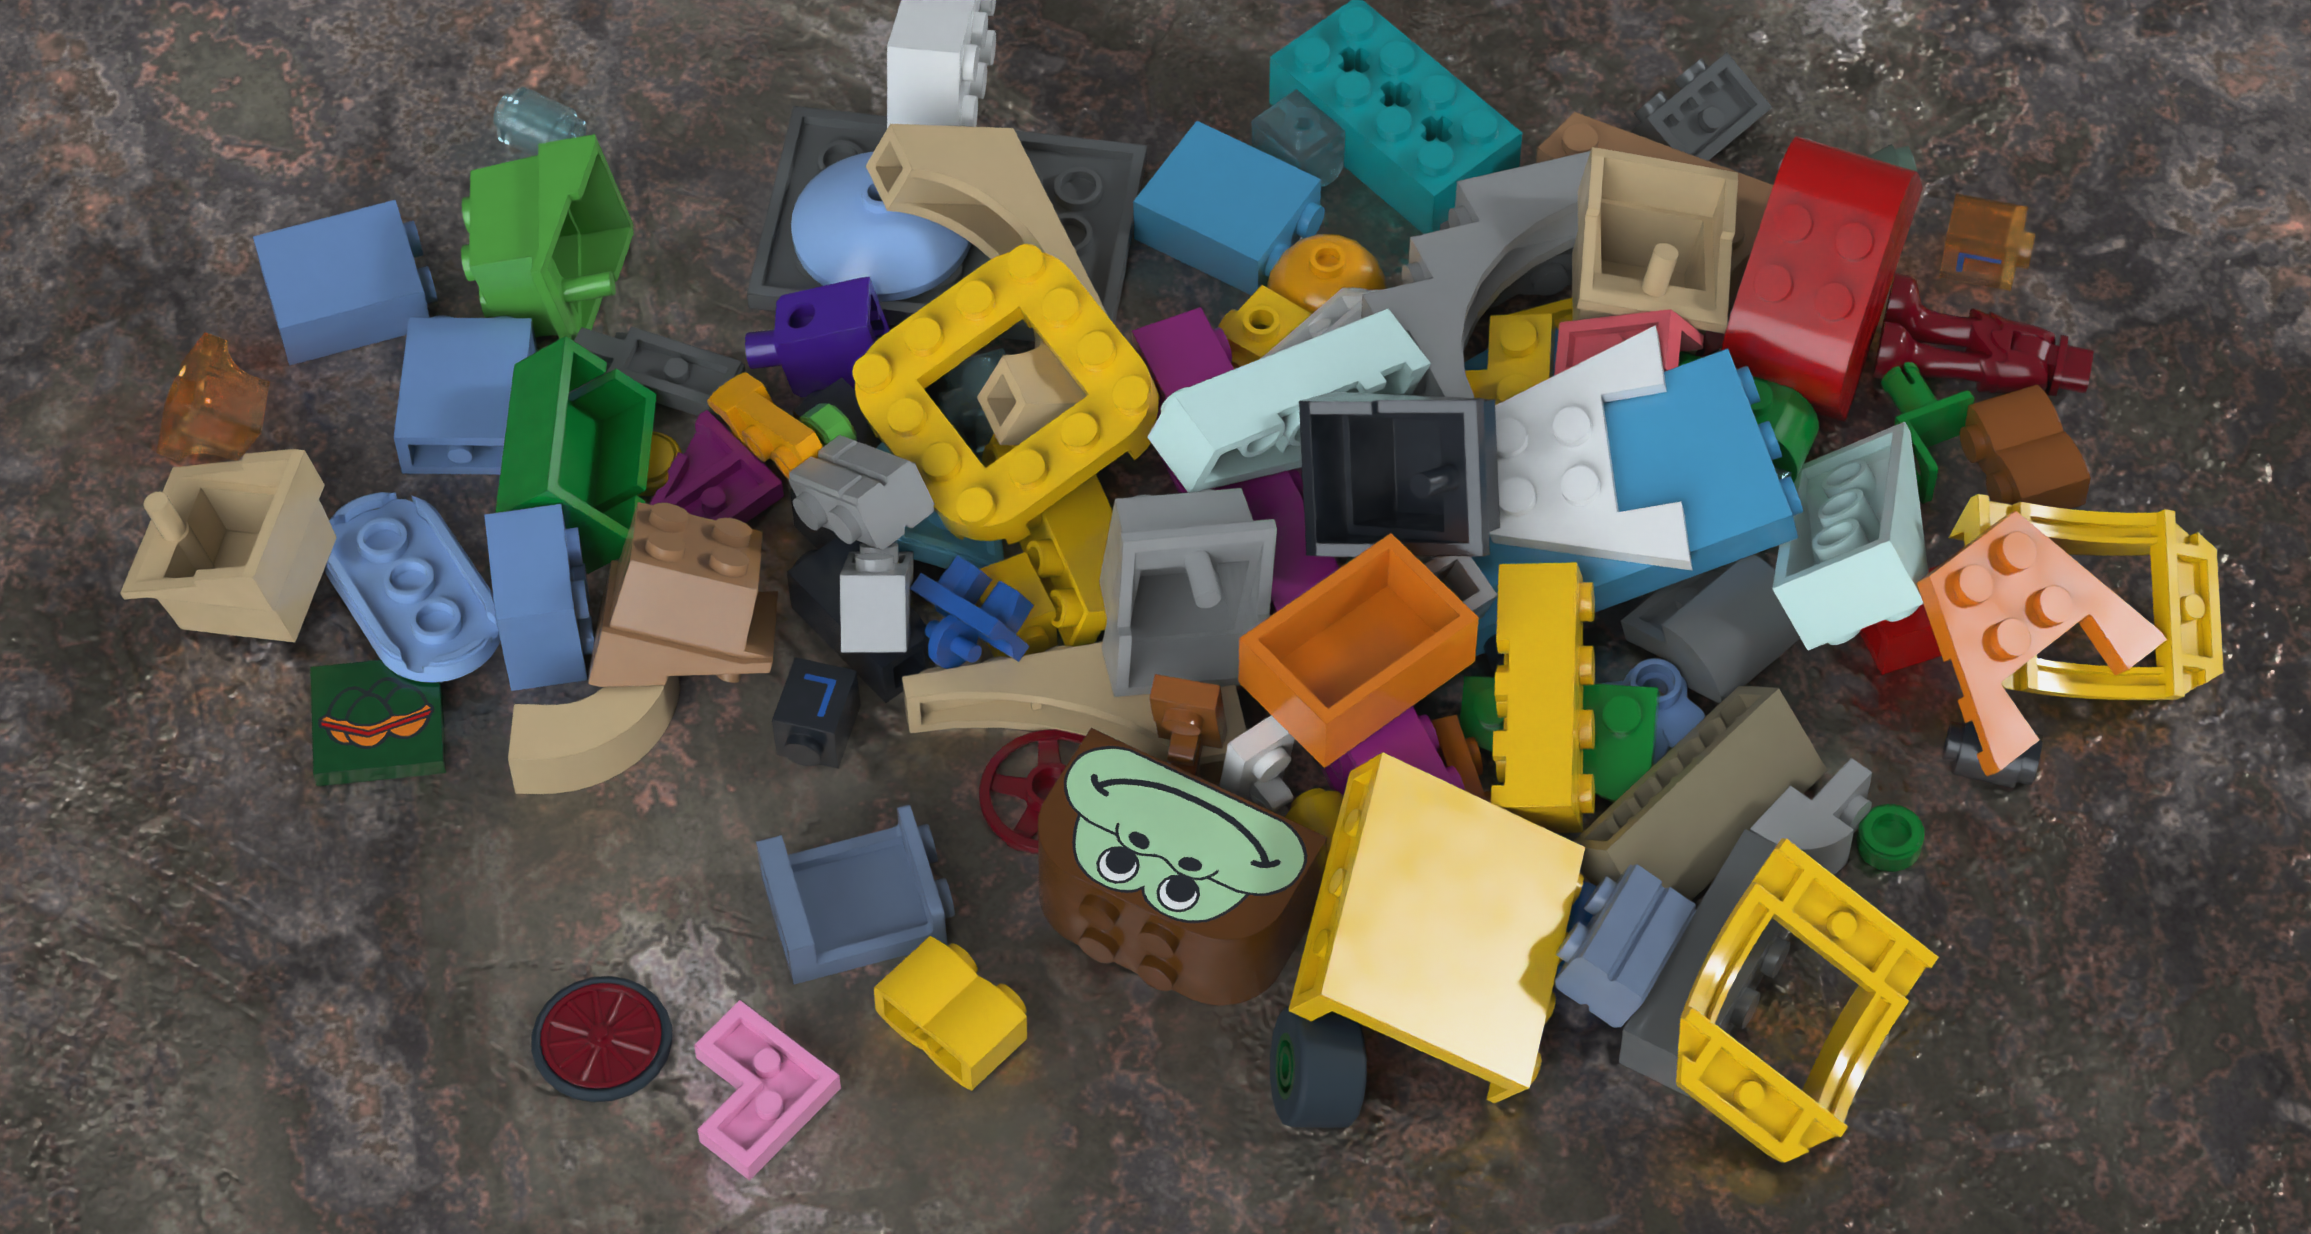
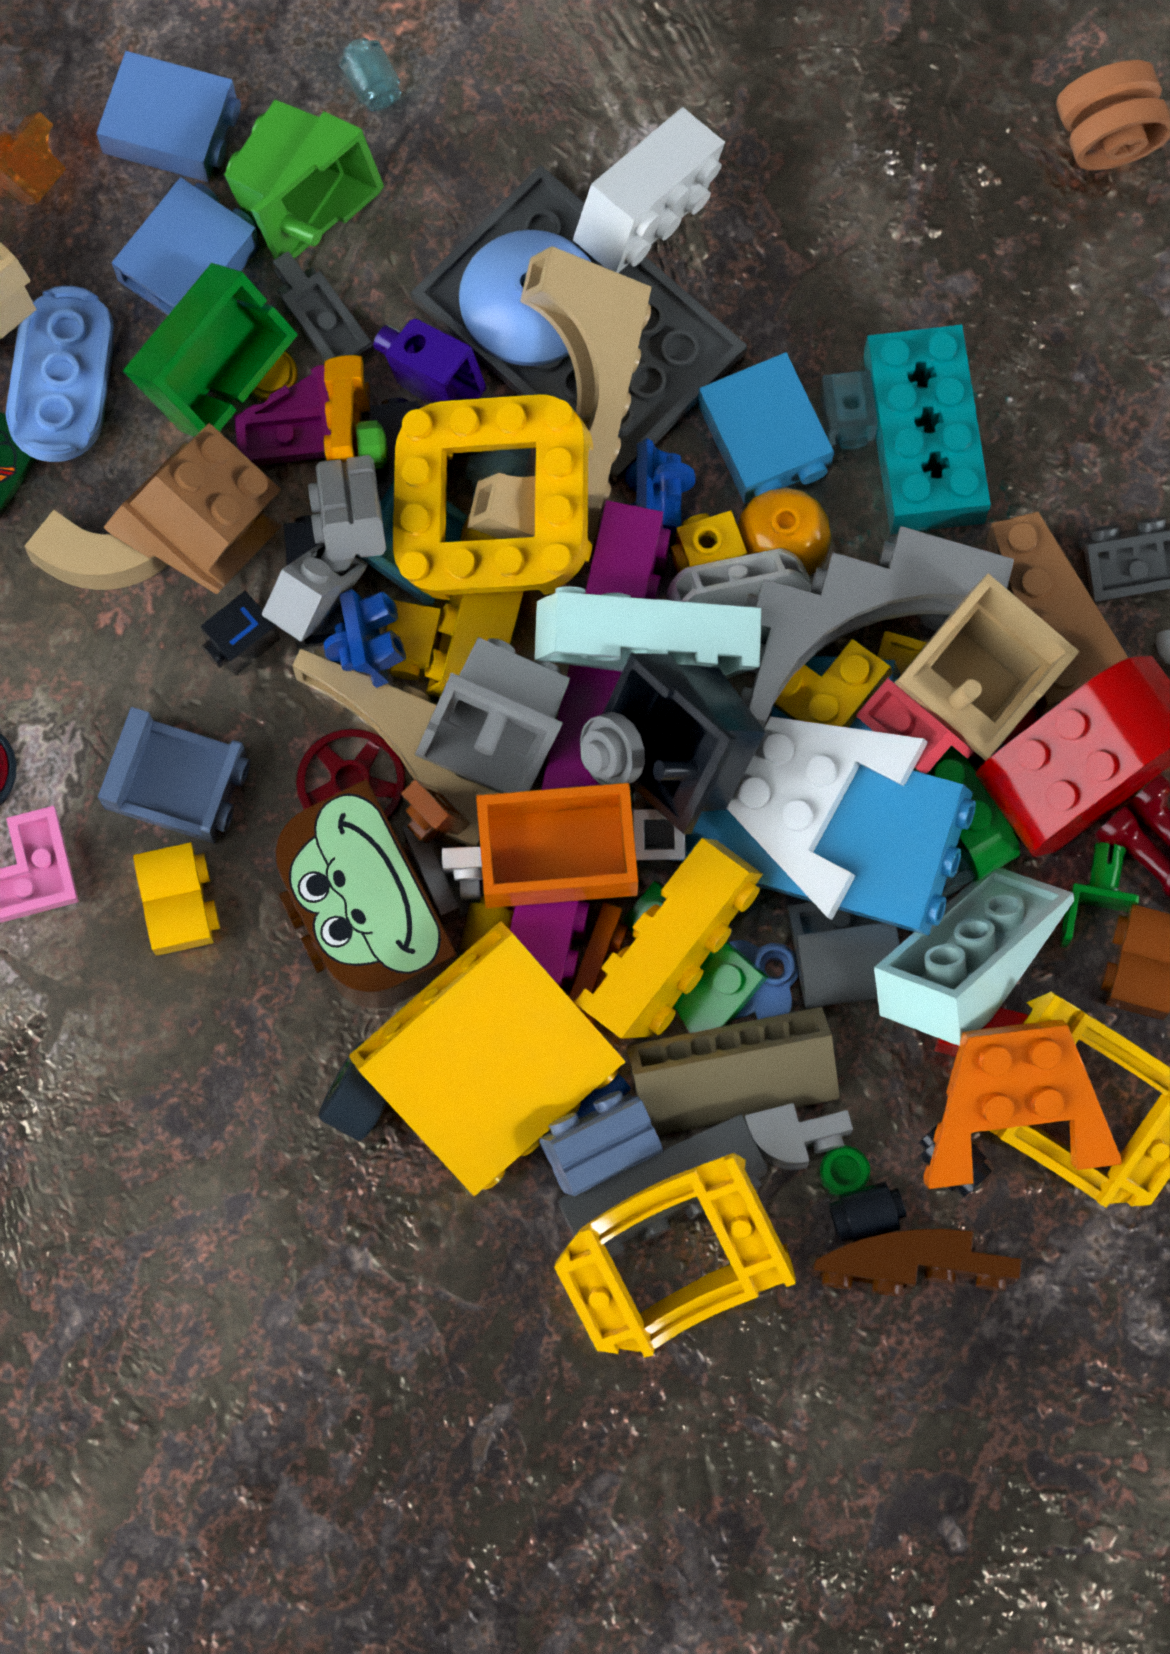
camera: 35 degrees right, 20 degrees up
(539, 596) = (119, 439): medium blue brick -> none
(1172, 294) = (659, 482): none -> blue hips
(1343, 517) = (612, 749): none -> light grey plate
(1949, 854) = (867, 1212): none -> black brick
(2023, 870) = (895, 1257): none -> reddish brown slope

